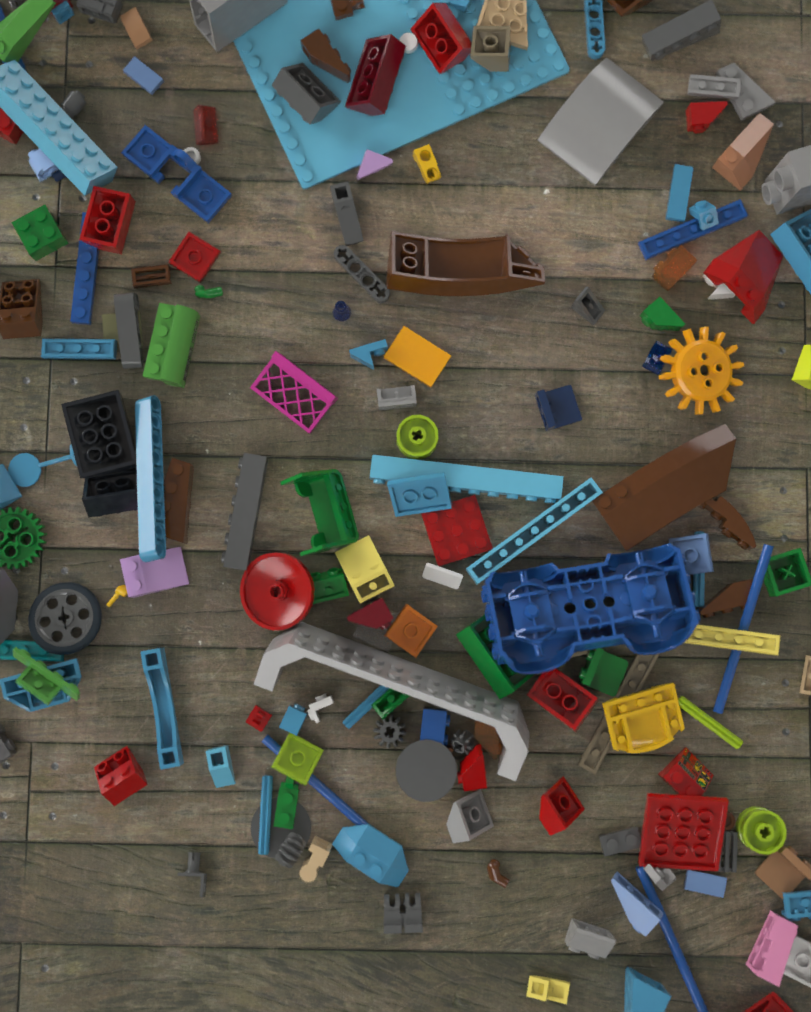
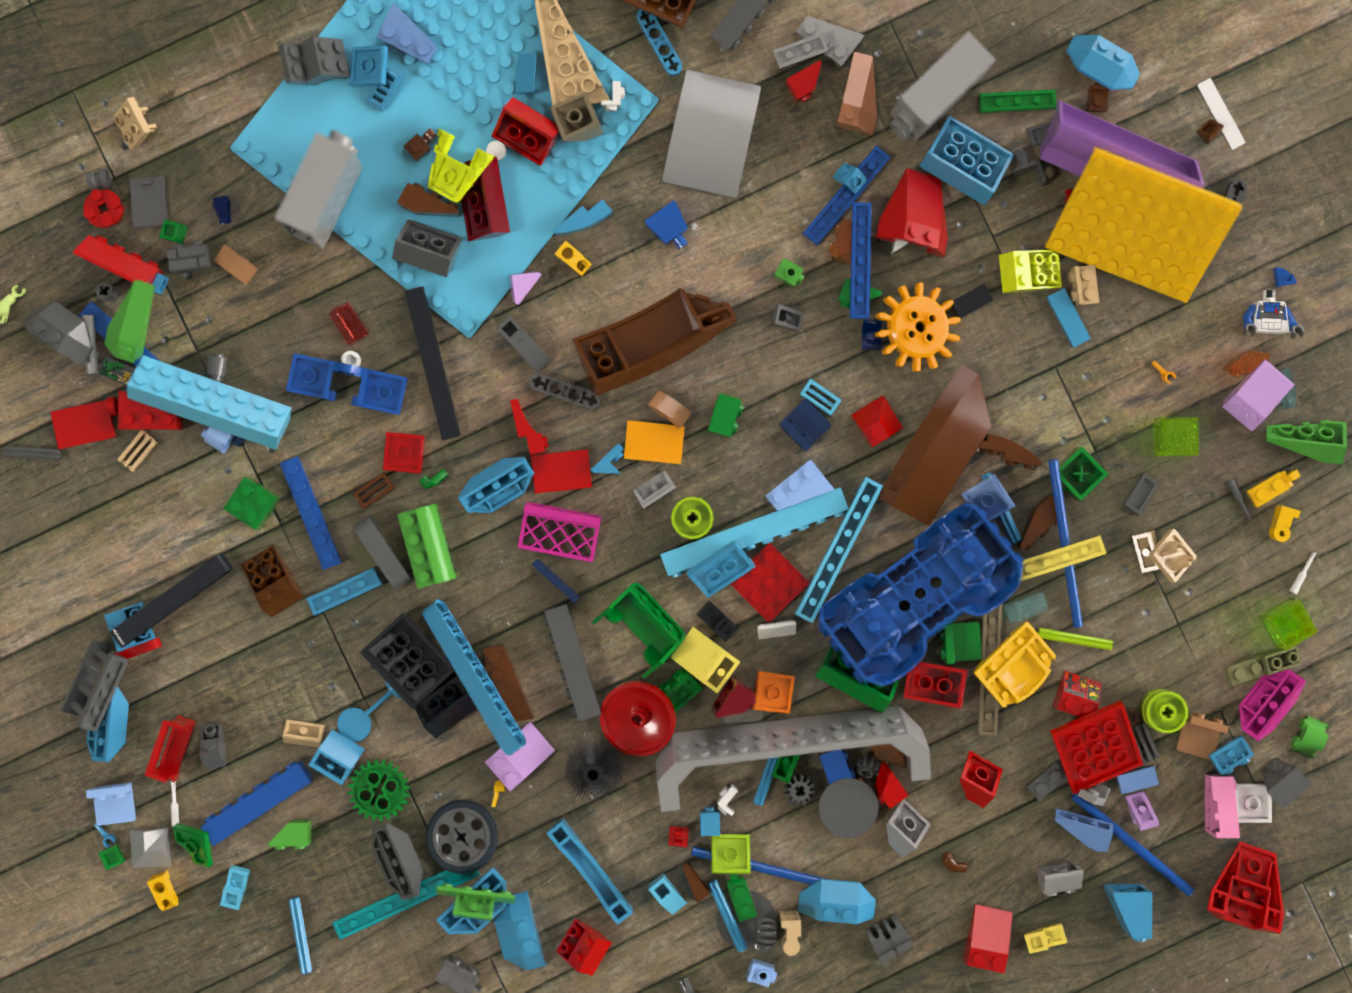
camera: 20 degrees left, 5 degrees up
(69, 733) = (519, 934): none -> dark azure wedge
(107, 219) = (308, 460): red slope -> none
(143, 75) = (265, 305): medium blue tile -> none
(205, 620) = (587, 776): none -> black piece
(252, 771) = (697, 886): none -> reddish brown slope
(259, 193) = (432, 363): none -> black tile
(259, 324) = (496, 485): none -> dark azure wedge
(268, 432) = (553, 578): none -> dark blue tile
(269, 877) = (757, 967): none -> light blue brick
(314, 303) = (536, 442): none -> red slope
(323, 341) = (561, 471): none -> red tile
(341, 315) = (570, 435): clear blue cone -> none
(360, 42) = (451, 176): none -> neon yellow wing
(393, 541) = (717, 621): none -> black slope
(447, 334) = (670, 408): none -> medium nougat slope
(453, 136) = (584, 219): none -> dark azure slope
(491, 361) = (724, 416): none -> green brick
(495, 962) = (988, 939): none -> slope
(524, 177) = (668, 225): none -> blue torso
(526, 457) = (799, 486): none -> light blue wedge
(530, 51) = (618, 94): none -> white bracket
(591, 405) = (825, 391): none -> medium azure tile
(610, 269) = (789, 273): none -> bright green brick
(623, 437) = (876, 421): none -> red slope
(678, 670) = (1026, 607): none -> clear light blue slope
(679, 193) = (817, 167): dark azure tile -> none
(679, 287) = (860, 260): none -> blue tile
(695, 914) = (1141, 811): none -> lavender slope
(760, 374) = (972, 300): none -> black tile

